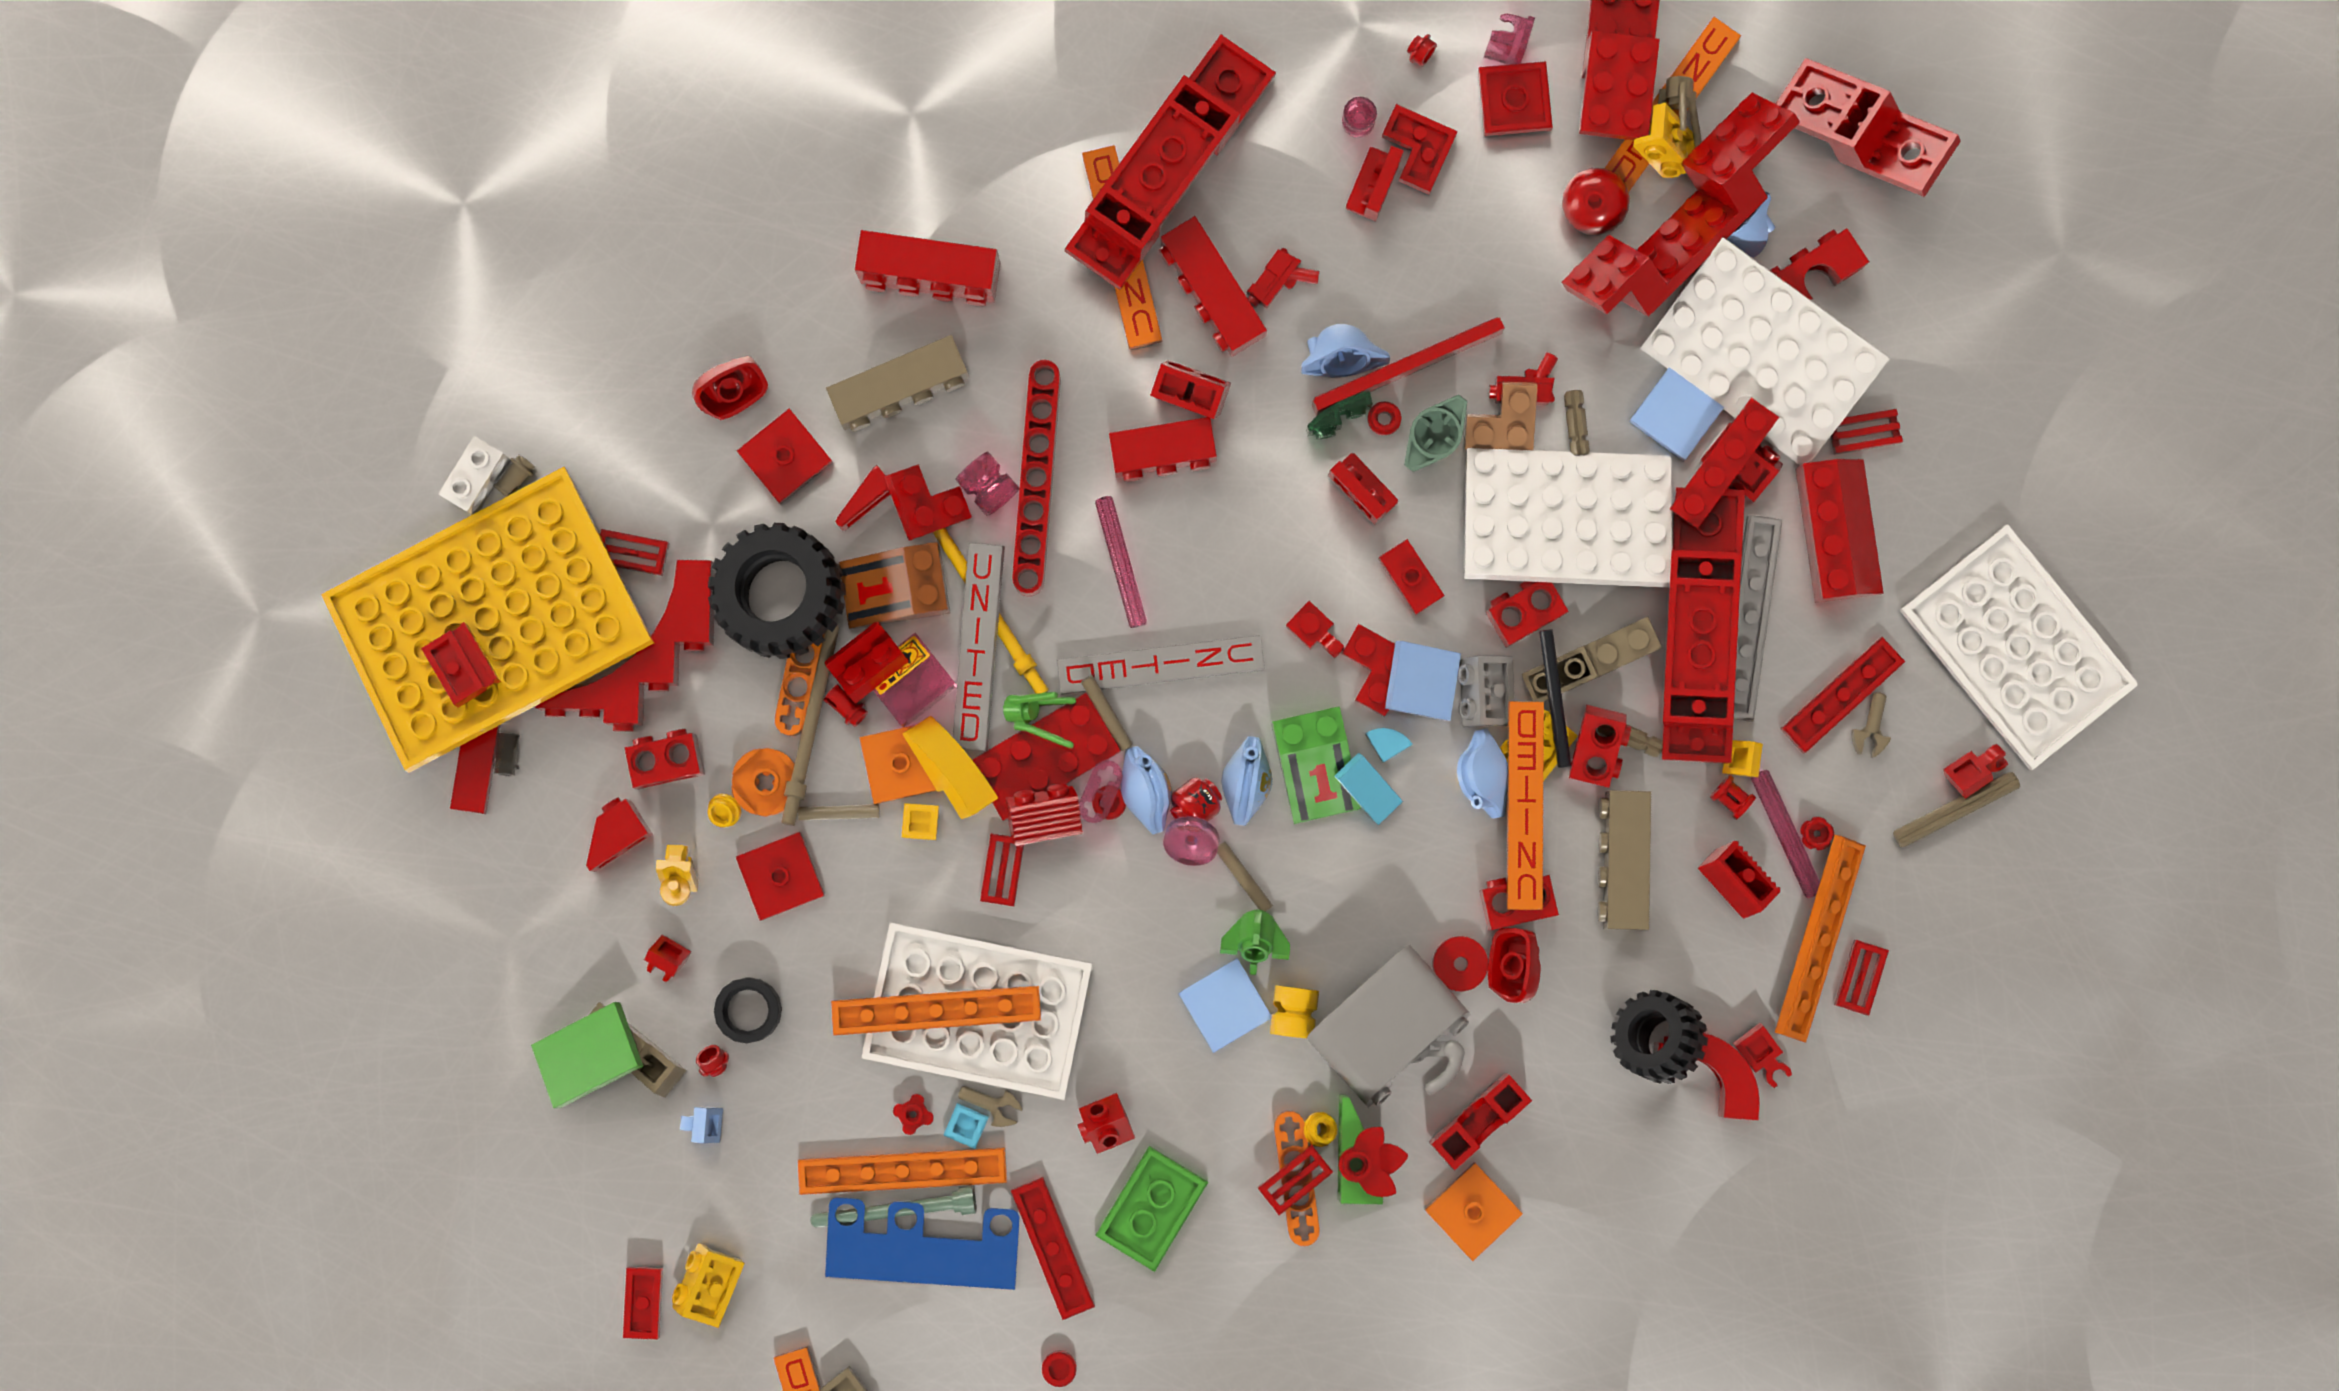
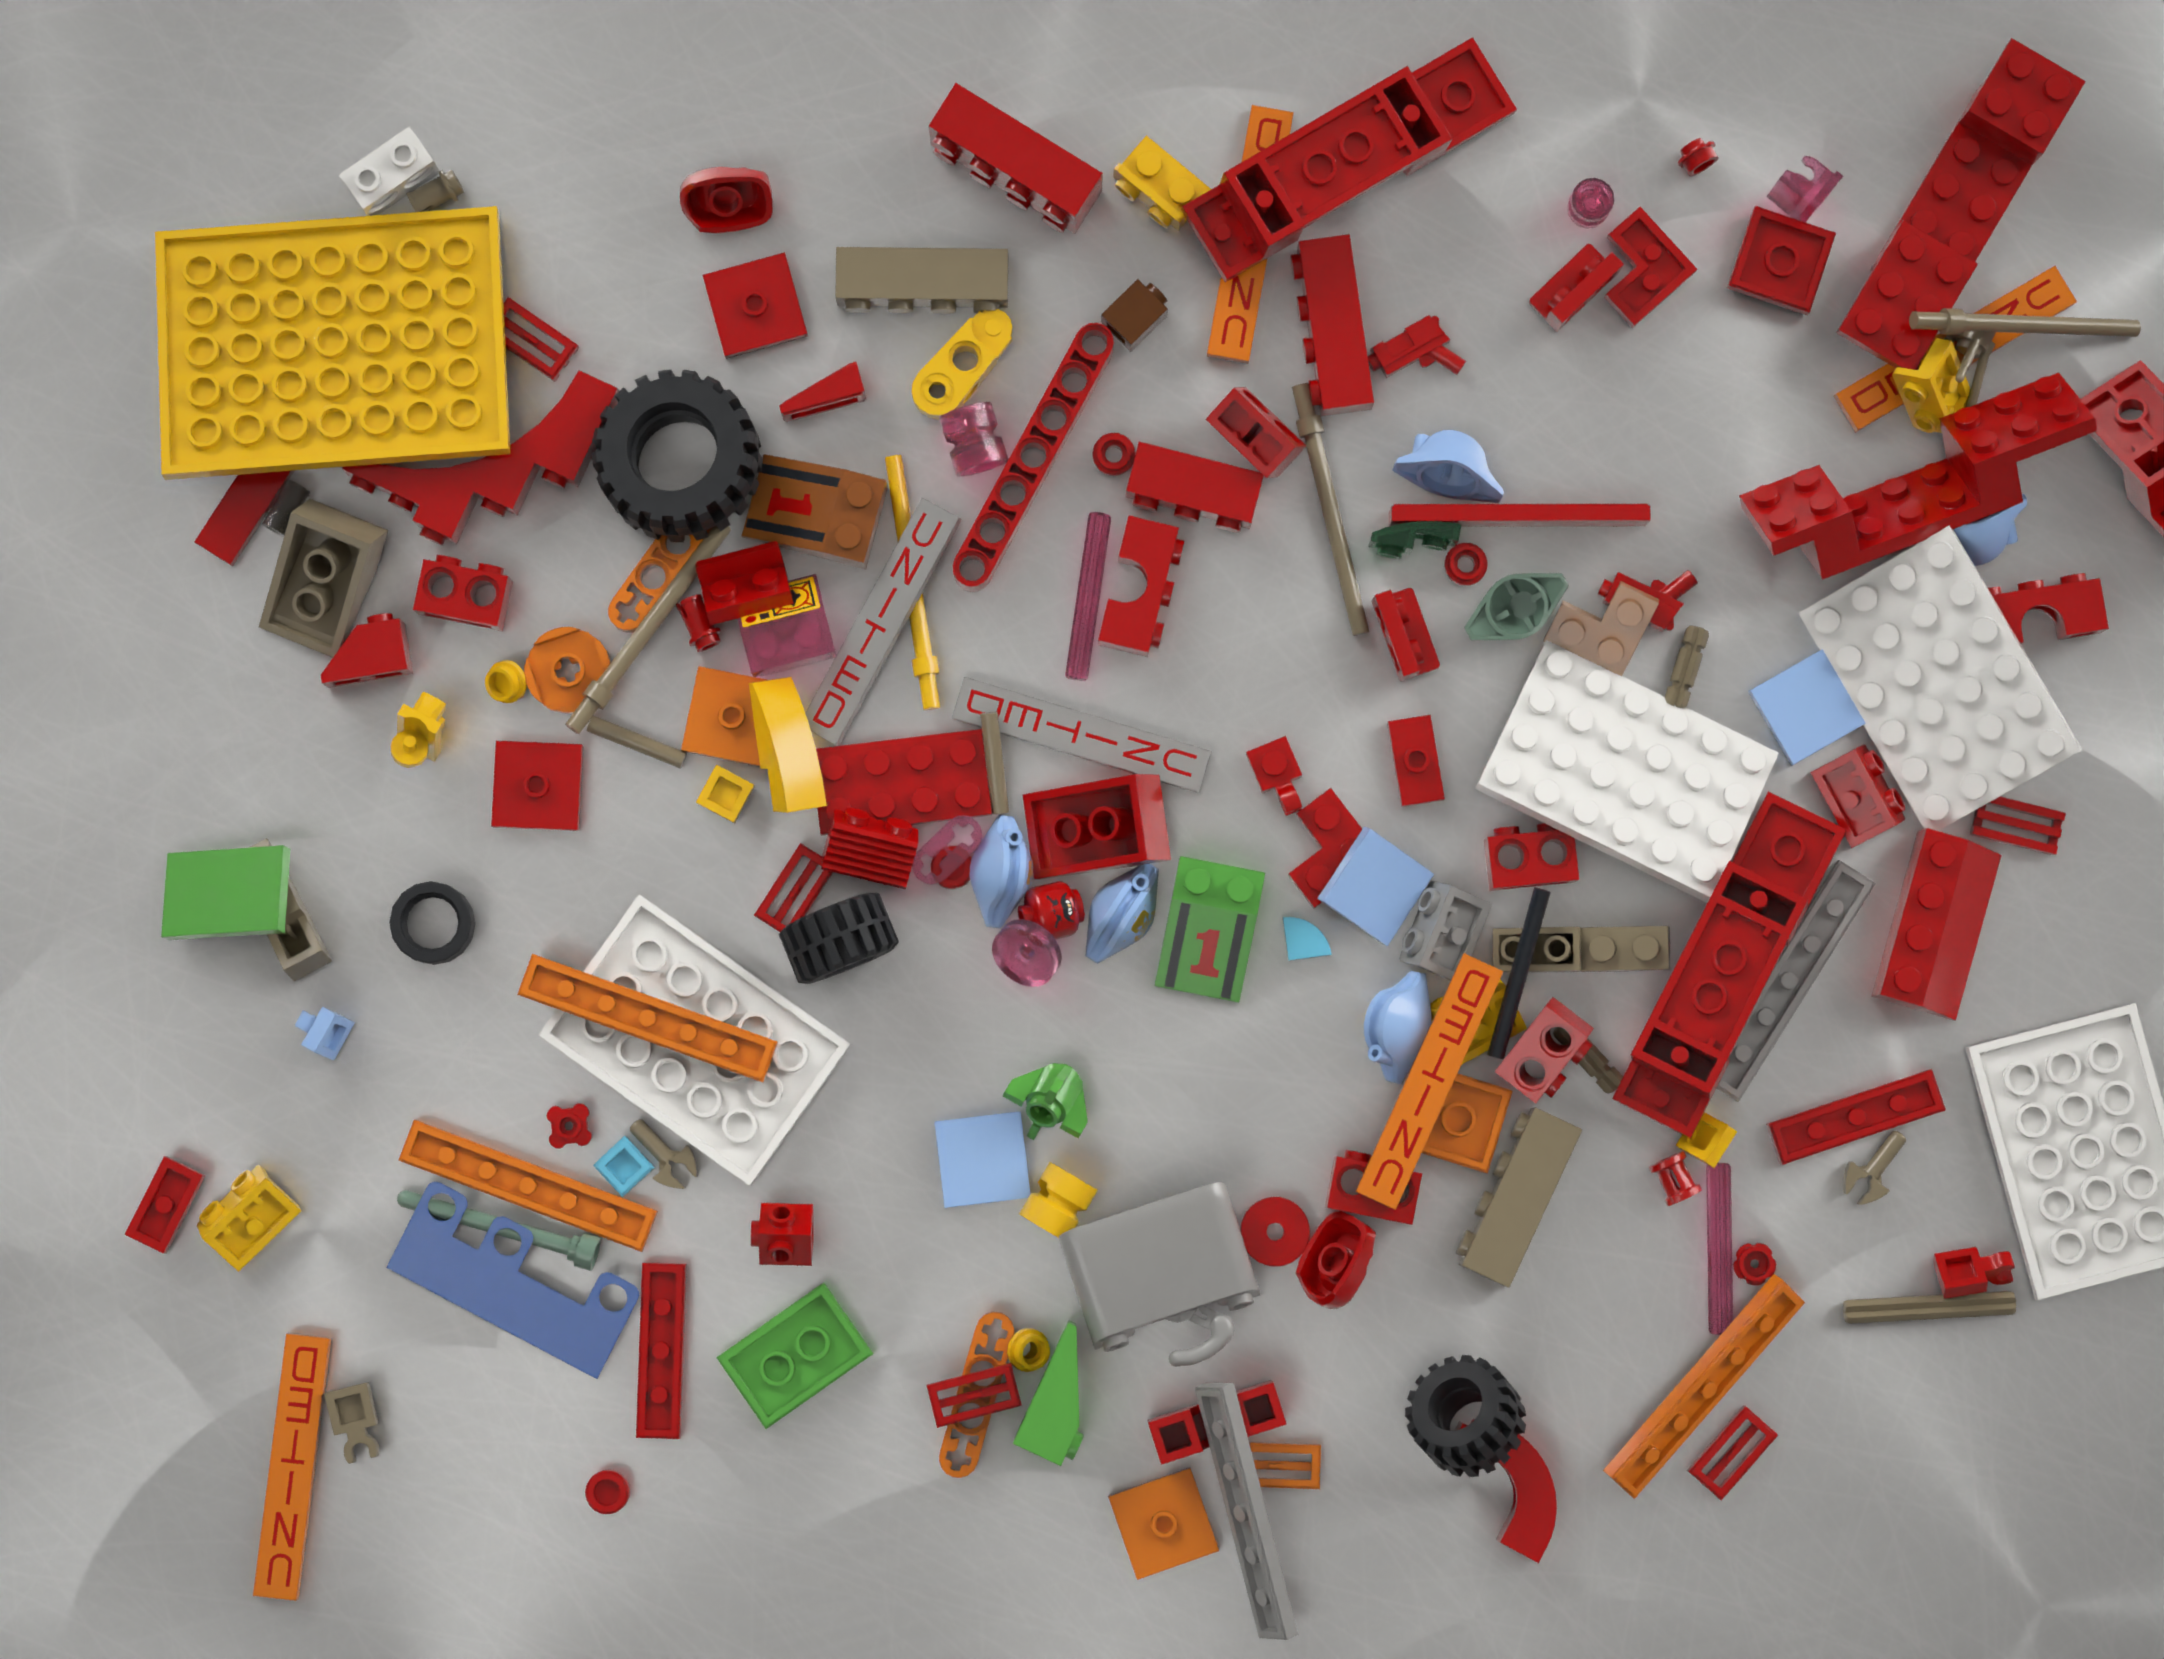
camera: 20 degrees right, 0 degrees up
(460, 665) = (278, 382): red plate -> none
(555, 793) = (321, 576): none -> dark tan slope
(666, 956) = (366, 820): red tile -> none
(712, 1061) = (366, 963): red plate -> none
(921, 511) = (882, 437): red plate -> none
(961, 406) = (984, 336): none -> yellow piece
(1025, 708) = (903, 717): bright green plant -> none
(1039, 238) = (1158, 182): none -> yellow bracket
(1050, 890) = (838, 938): none -> black tyre
(1065, 341) = (1135, 314): none -> reddish brown brick
(1086, 442) = (1118, 441): none -> red plate
(1153, 508) = (1133, 624): none -> red arch
(1201, 726) = (1097, 826): none -> red slope
(1229, 369) = (1310, 428): none -> dark tan bar
(1243, 877) = (1069, 1021): dark tan piece -> none
(1368, 788) = (1257, 982): medium azure tile -> none
(1377, 1161) = (1076, 1414): red plate -> none
(1509, 1143) = (1313, 1466): none -> orange tile
(1530, 1176) = (1246, 1510): none -> light grey tile
(1567, 823) = (1469, 1123): none -> orange plate
(1595, 201) = (1822, 420): red cylinder -> none
(1662, 87) = (1955, 321): none -> dark tan bar
(1724, 463) = (1835, 787): red plate -> none
(1739, 879) = (1640, 1276): red brick -> none
(1760, 1052) = (1577, 1485): red plate -> none

